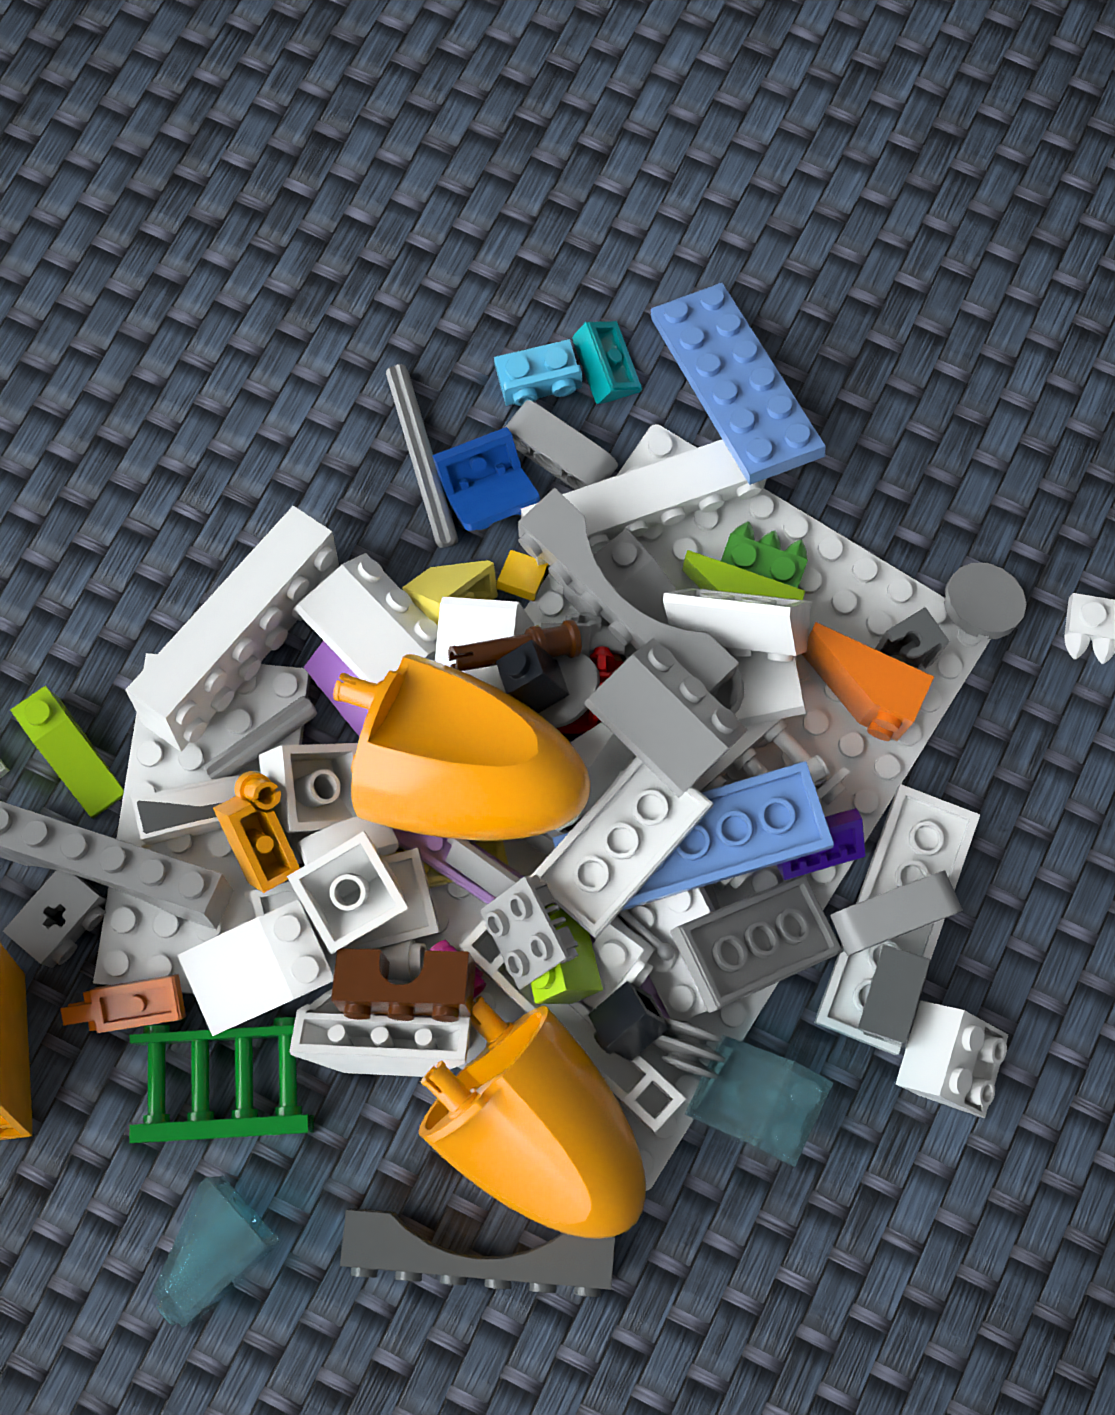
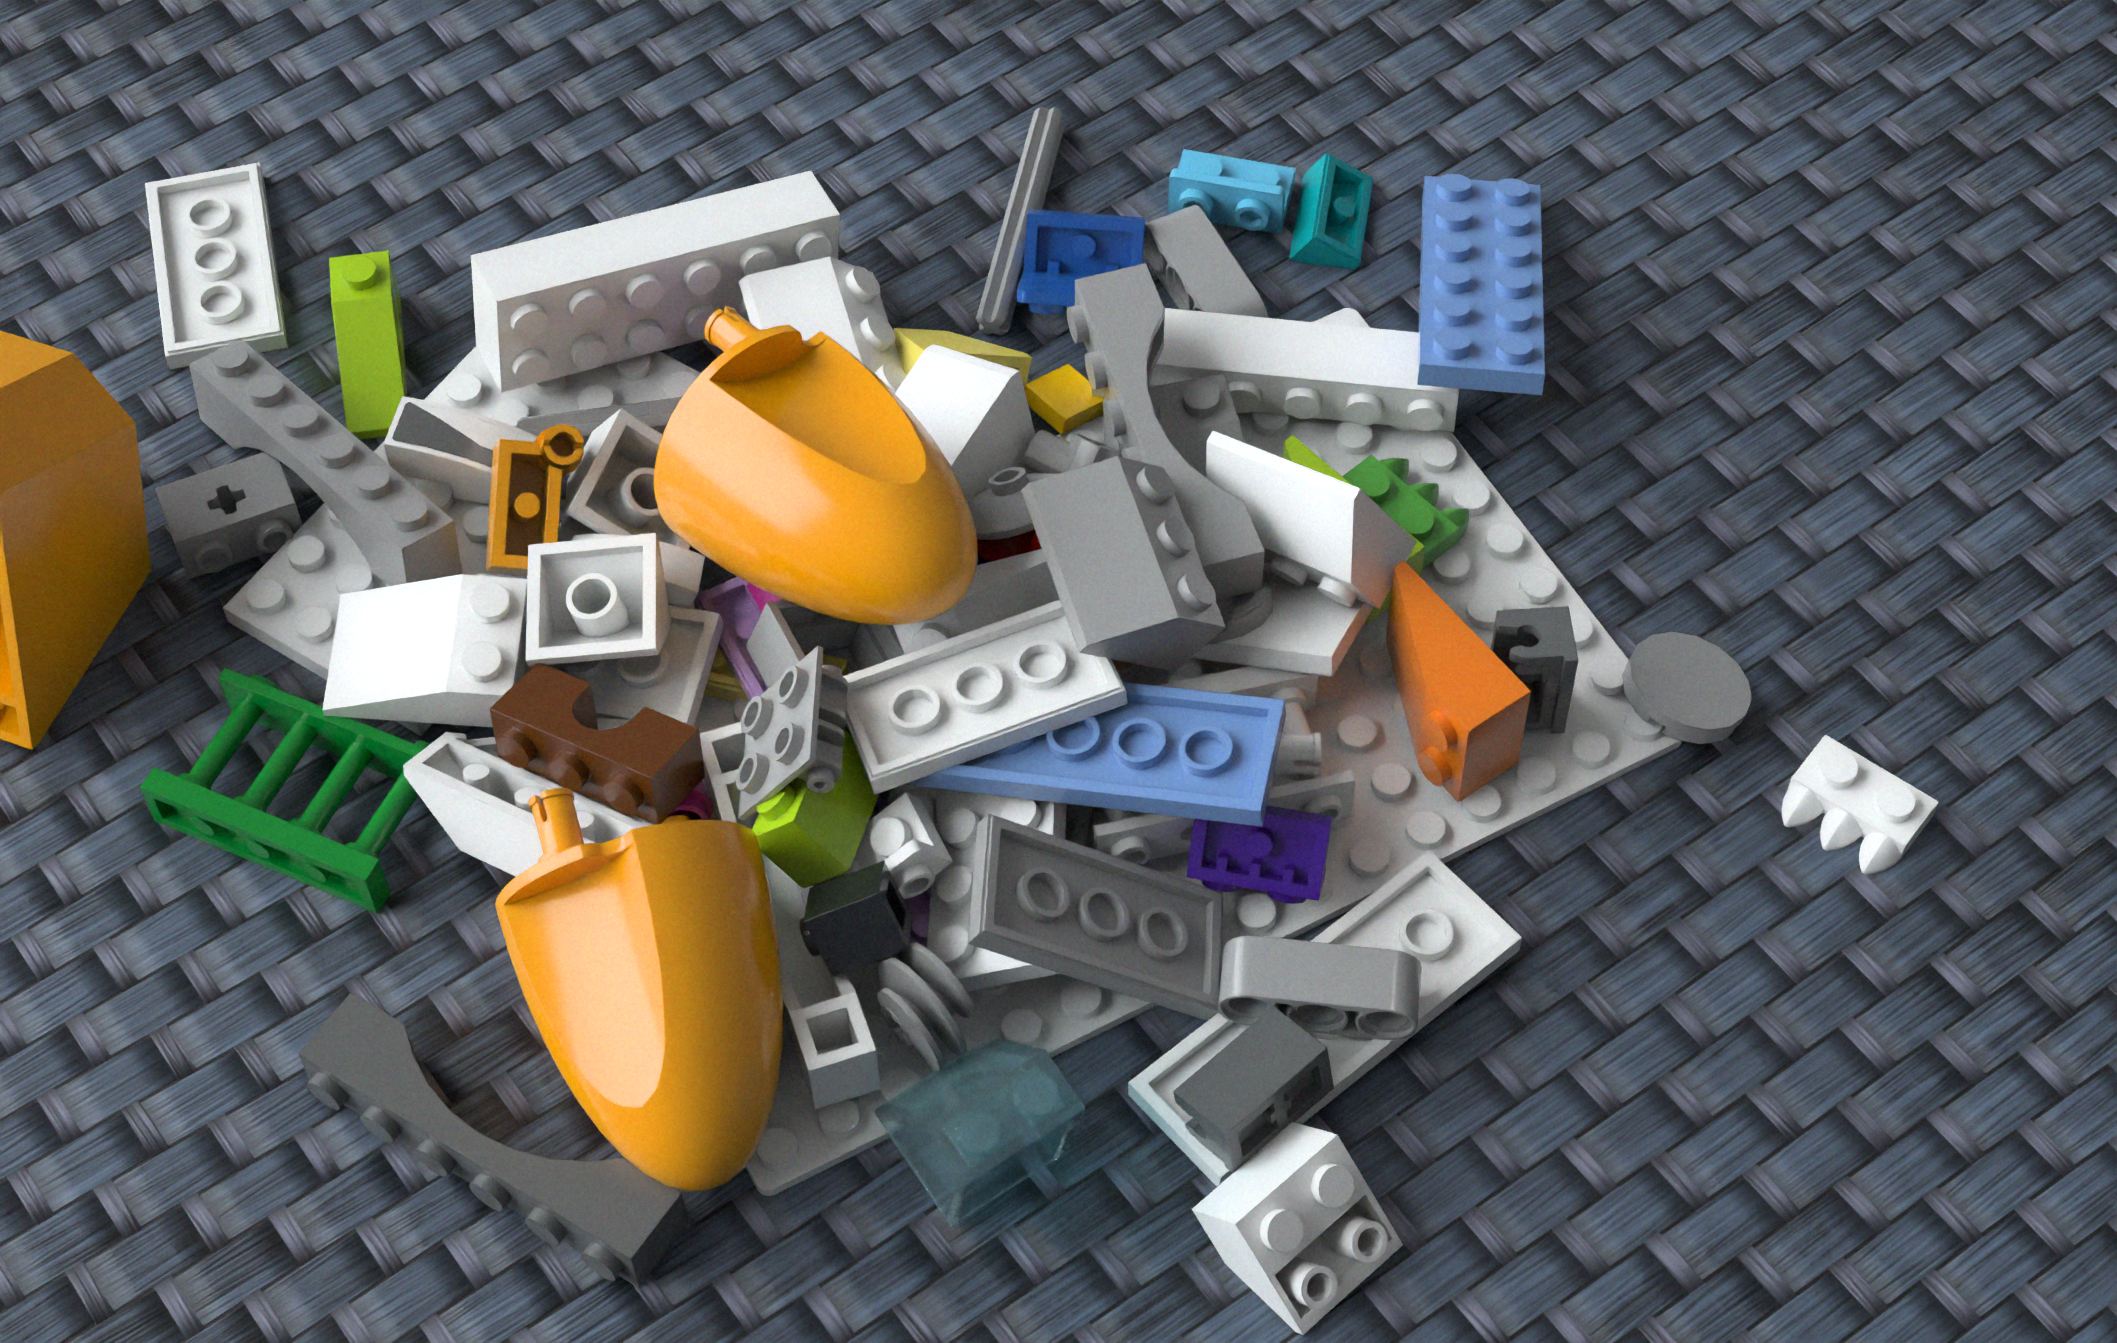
camera: 30 degrees right, 20 degrees down
(128, 1005) = (248, 644): orange hinge -> none
(211, 1252) = (148, 960): clear light blue slope -> none
(532, 676) = (982, 448): black brick -> none
(554, 640) = (1009, 426): reddish brown pin -> none
(665, 950) = (962, 868): light grey hinge -> none

